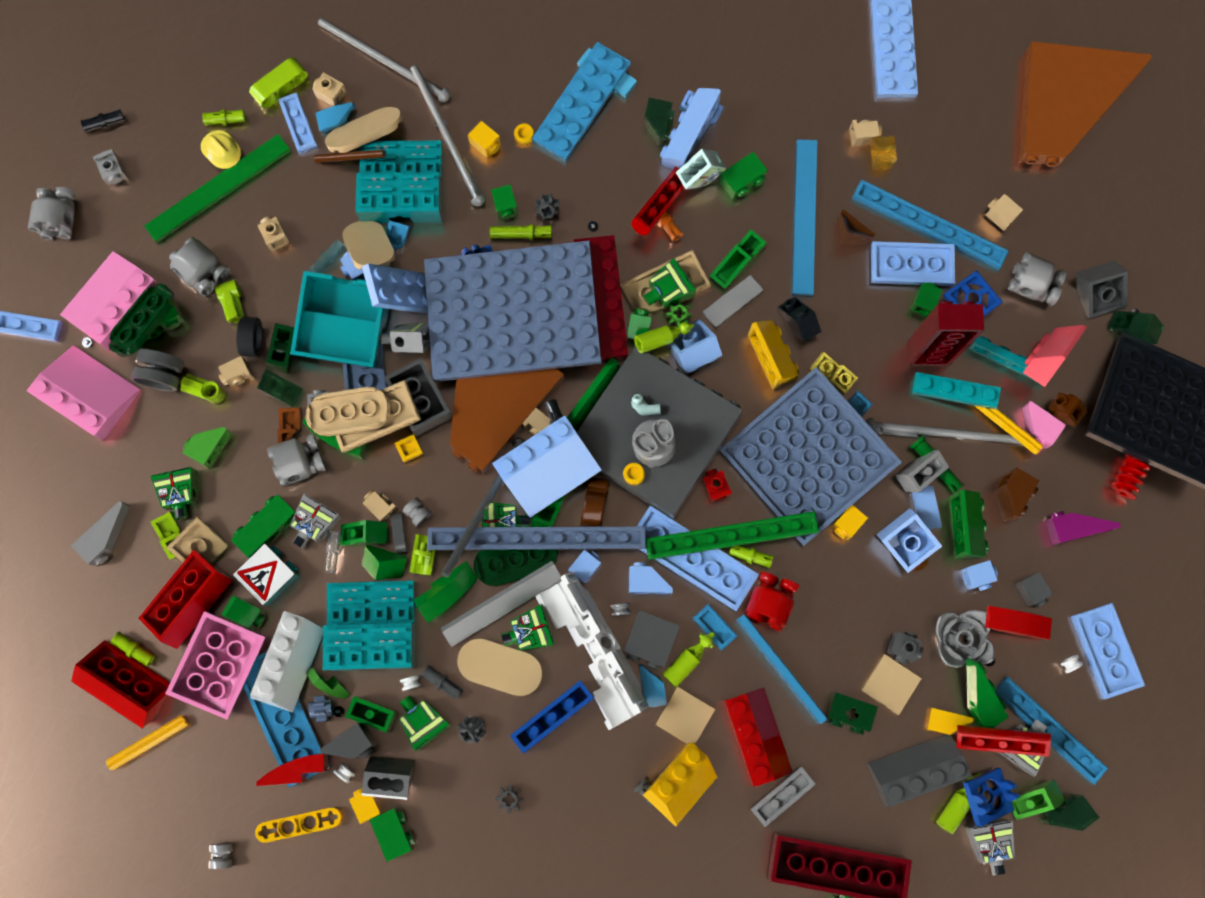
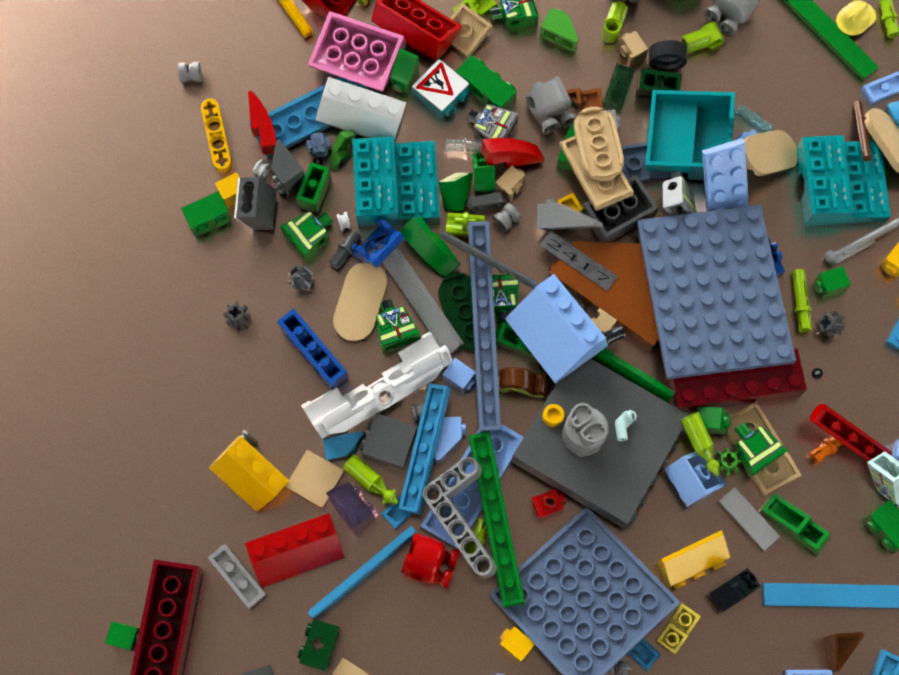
camera: 90 degrees right, 5 degrees down
(277, 237) = (774, 70): tan brick -> none
(347, 503) = (510, 152): none -> red slope
(397, 234) = (784, 182): dark azure slope -> none
(423, 454) = (559, 216): none -> light grey slope
(449, 637) = (390, 242): none -> blue piece
(471, 441) = (578, 260): none -> flat silver sticker
(661, 603) = (424, 448): none -> dark azure tile
(717, 678) = (351, 506): none -> clear purple slope
(734, 571) = (456, 518): none -> light grey beam

